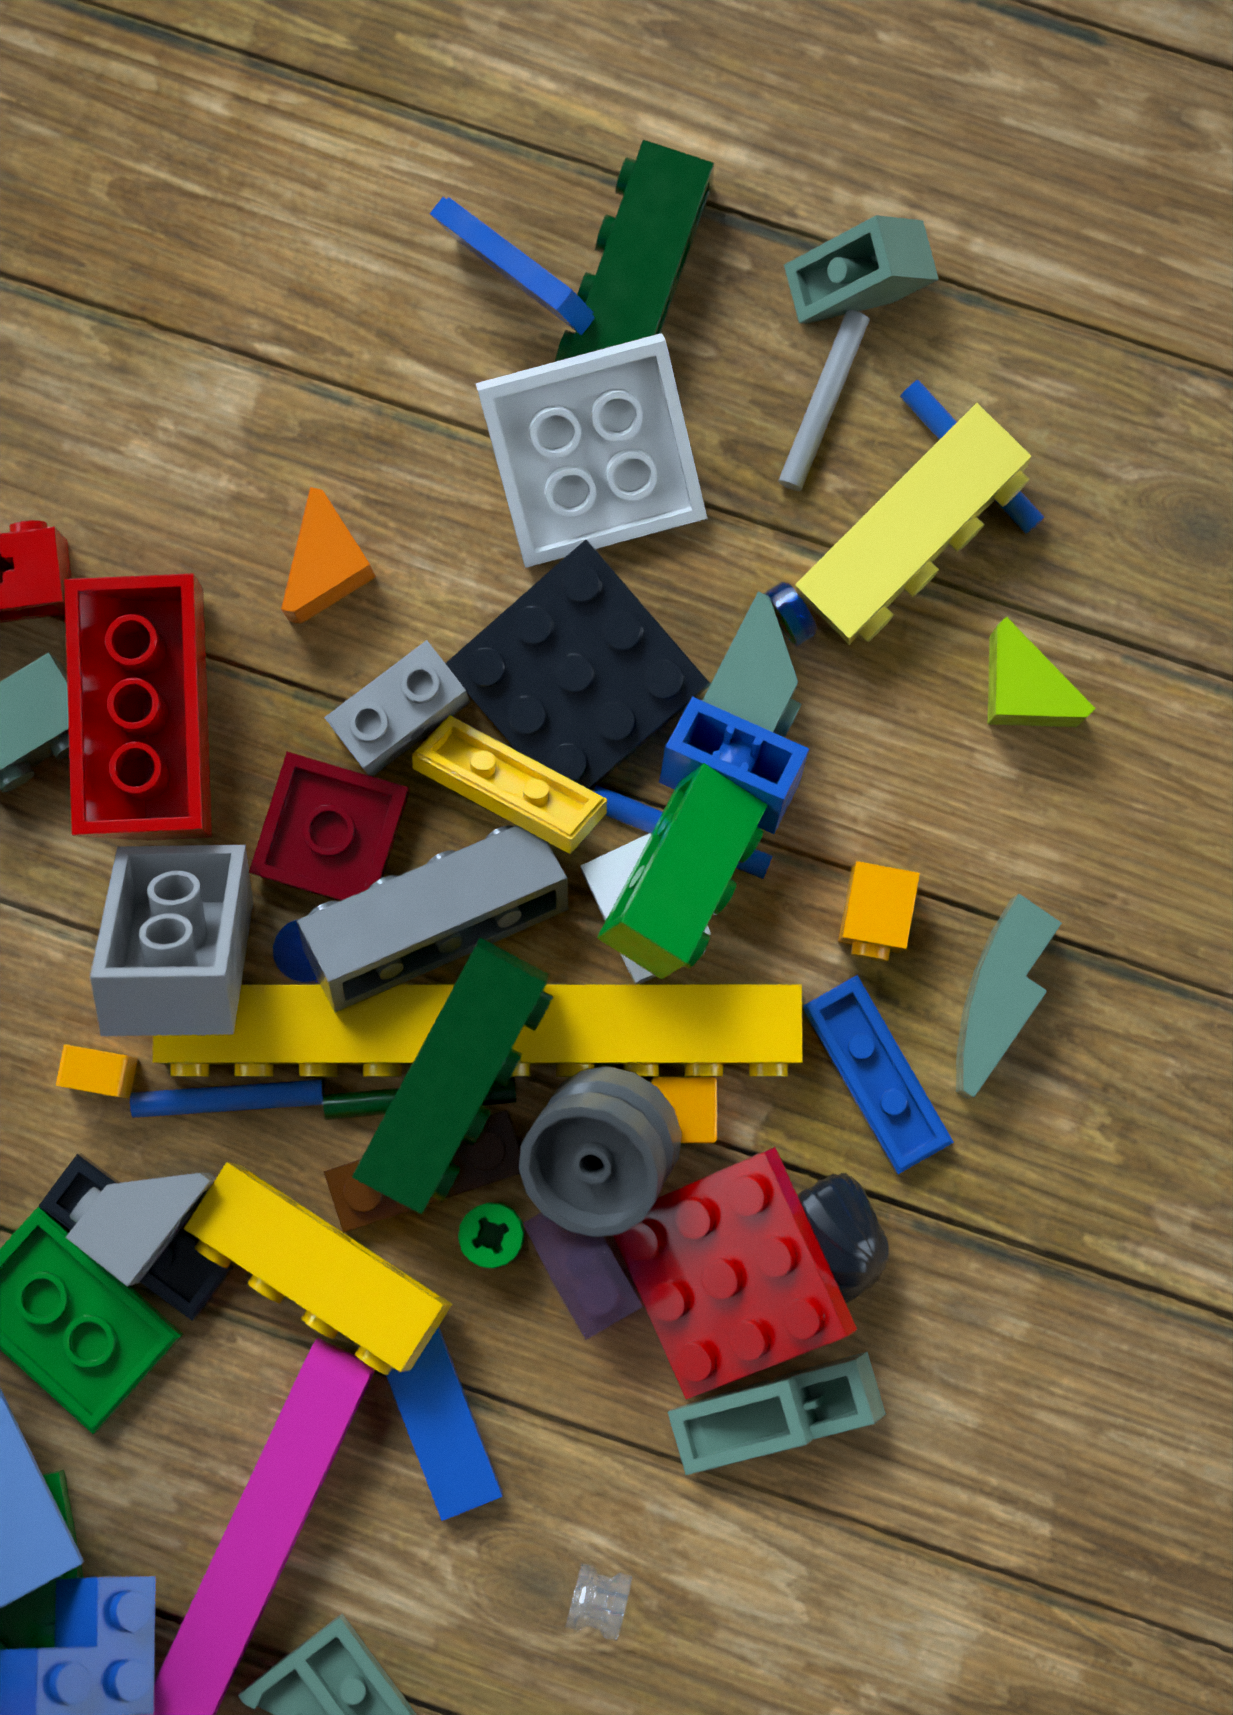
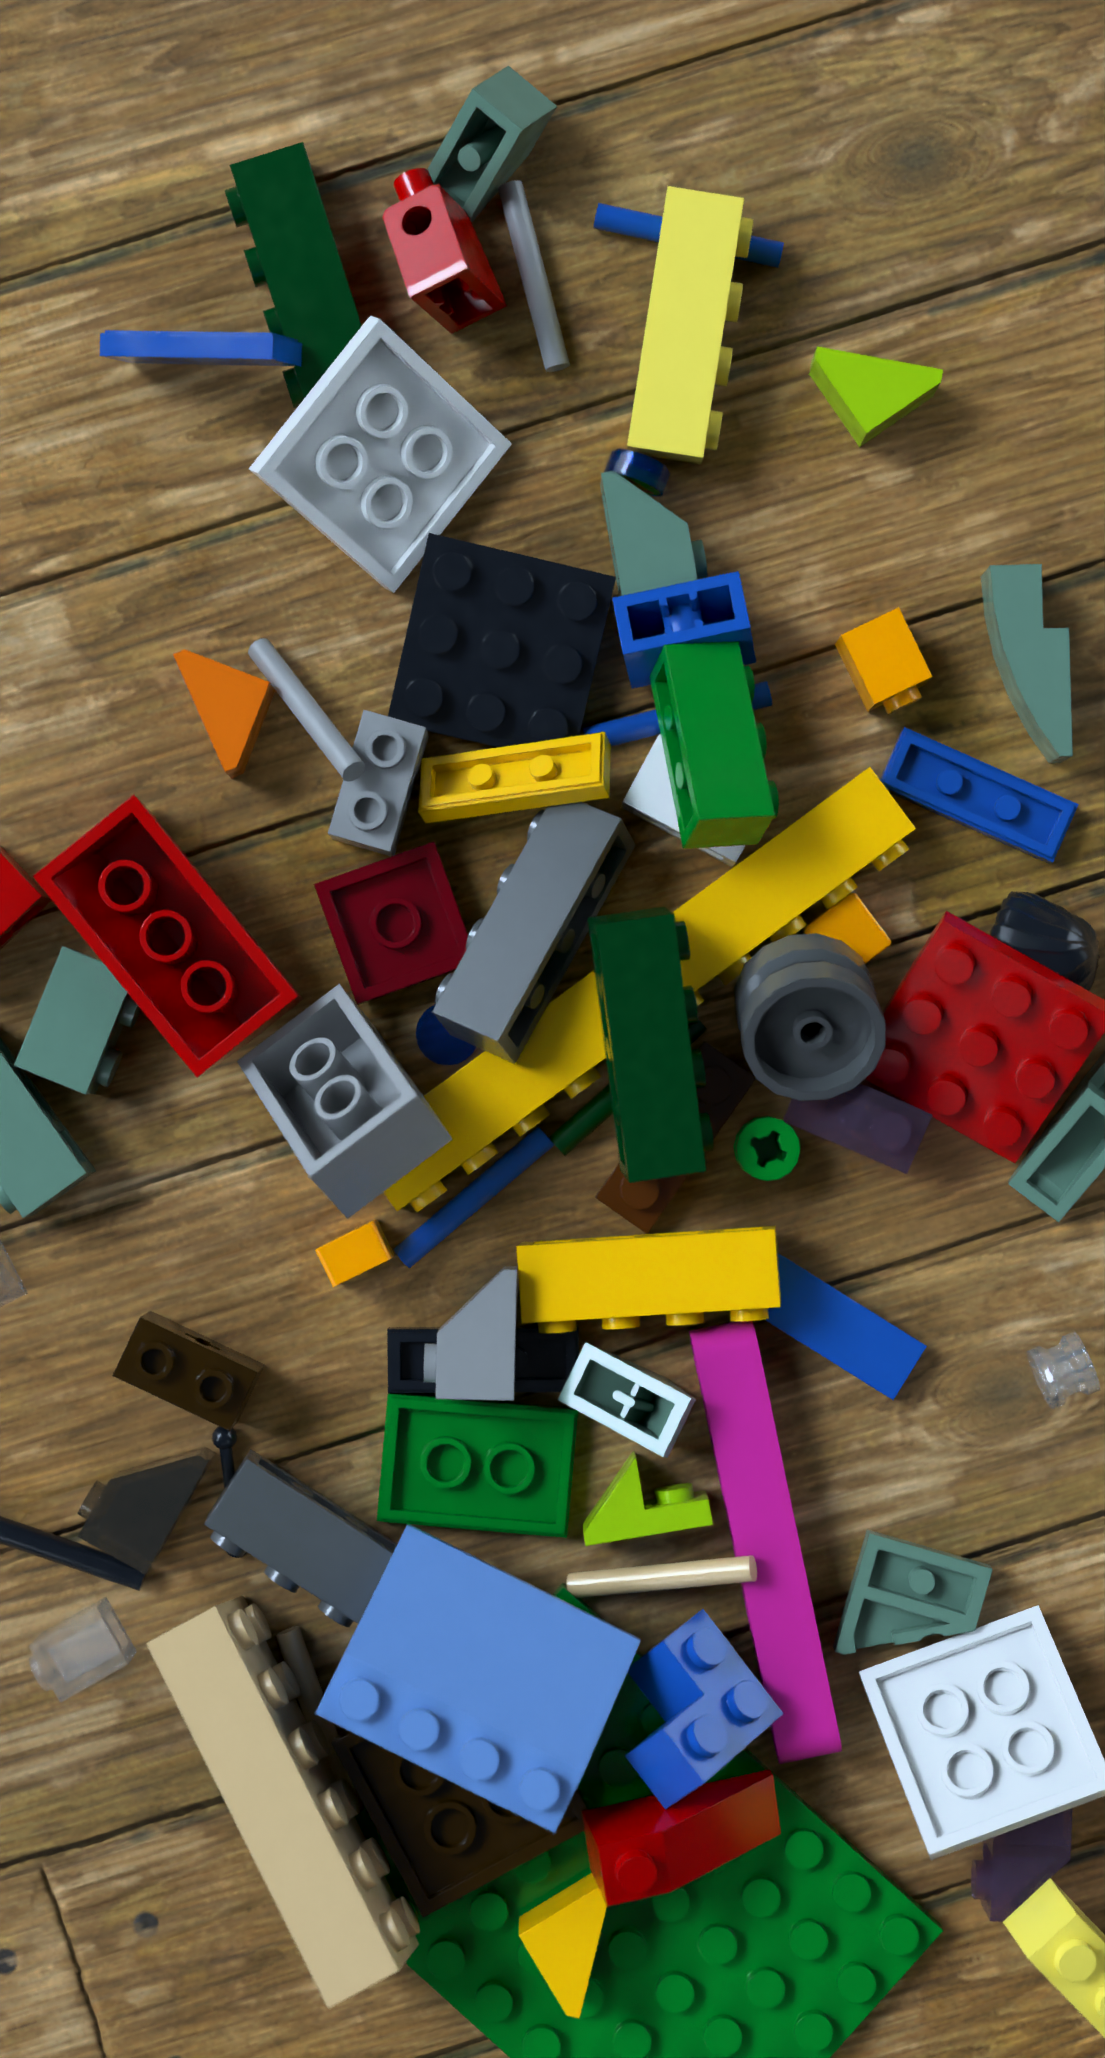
camera: 45 degrees left, 5 degrees up
(143, 1525) = (662, 1576): none -> tan bar
(155, 1453) = (625, 1515): none -> lime slope
(224, 1355) = (627, 1399): none -> sand green slope
(383, 608) = (306, 710): none -> light grey bar
(758, 328) = (440, 253): none -> red torso

